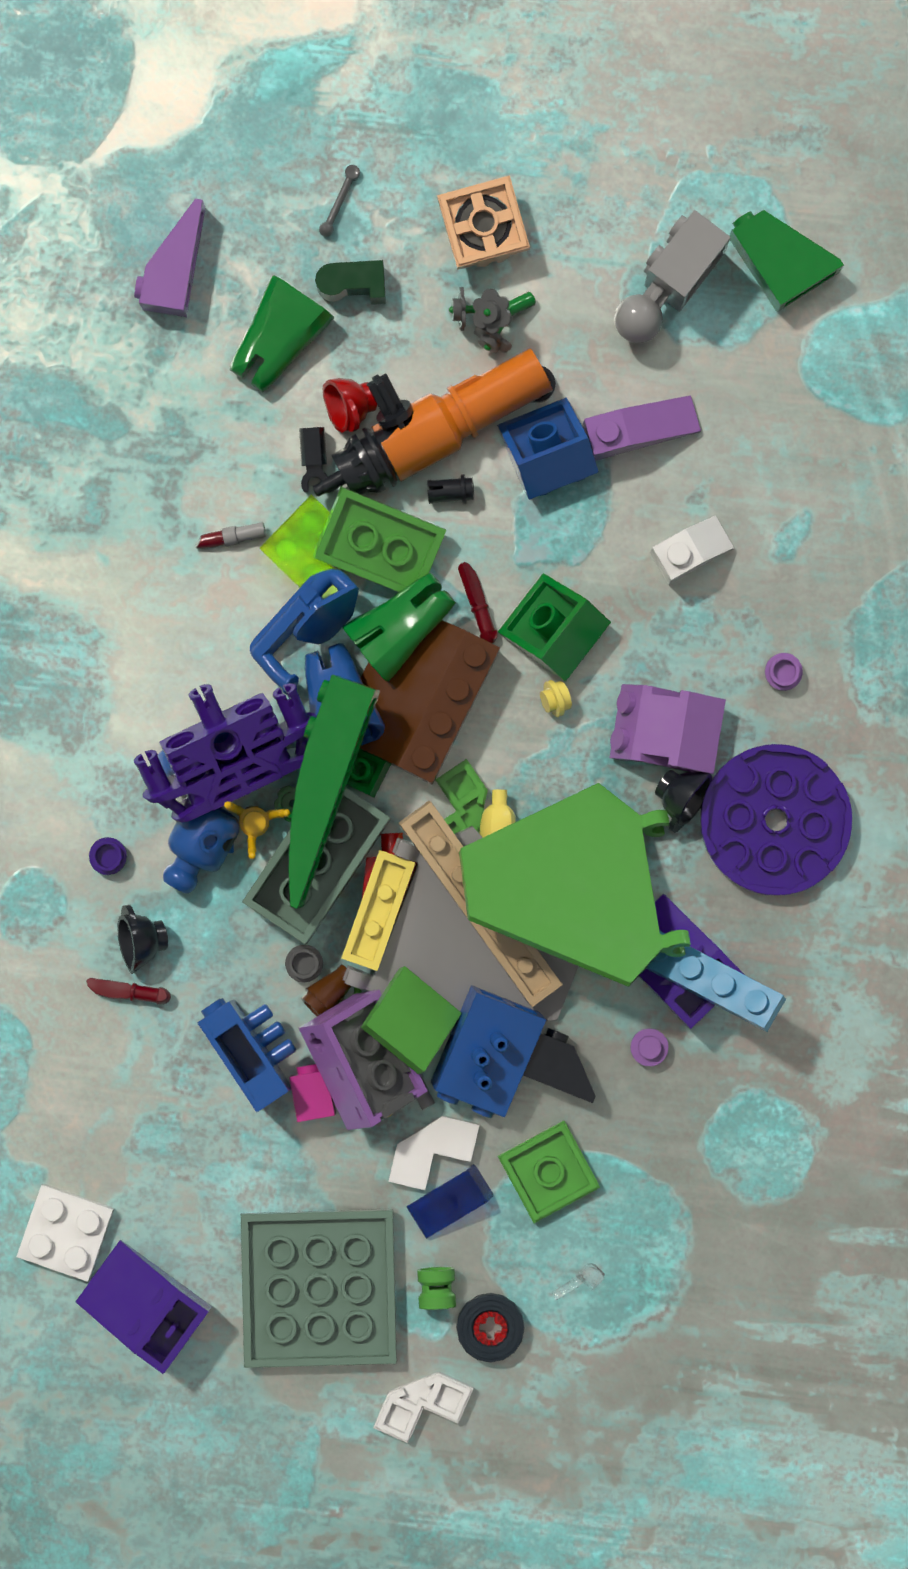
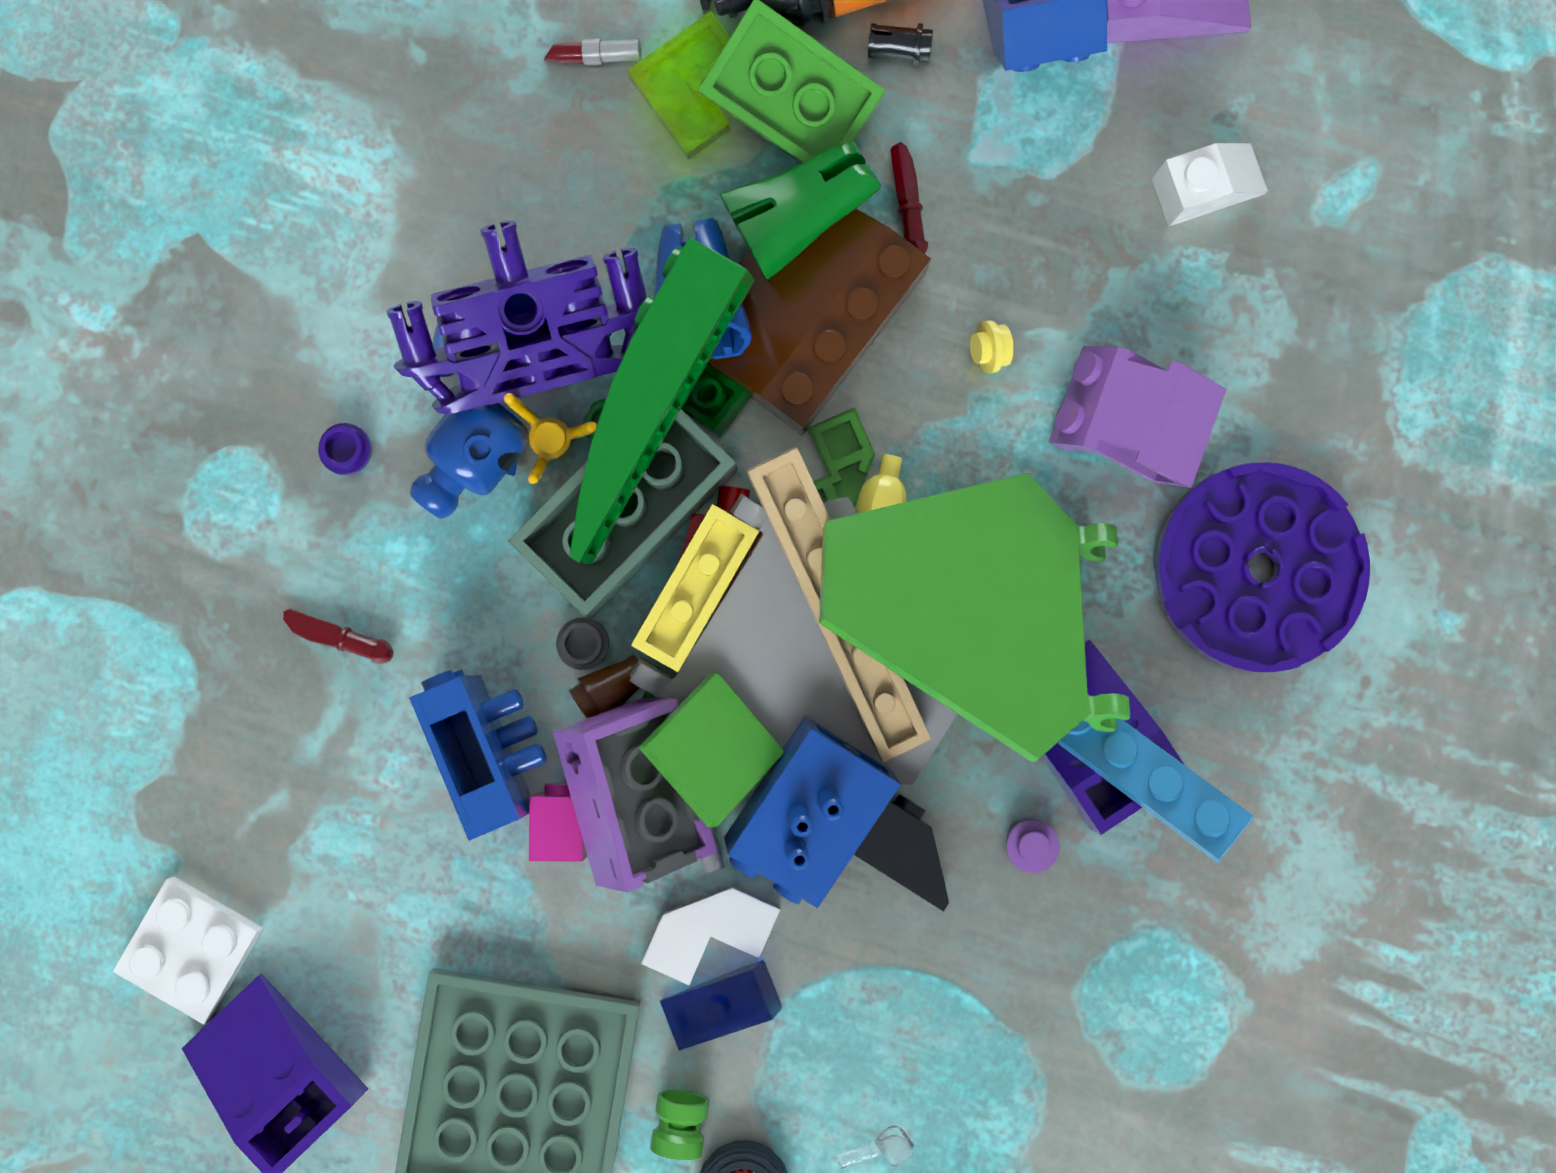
camera: 10 degrees right, 0 degrees up
(139, 938) = (365, 567): black piece -> none
(308, 618) = (681, 171): blue piece -> none
(548, 1171) = (863, 990): bright green tile -> none
(554, 626) = (1009, 250): green slope -> none
(682, 795) = (1141, 510): black piece -> none
(783, 671) = (1306, 369): medium lavender plate -> none

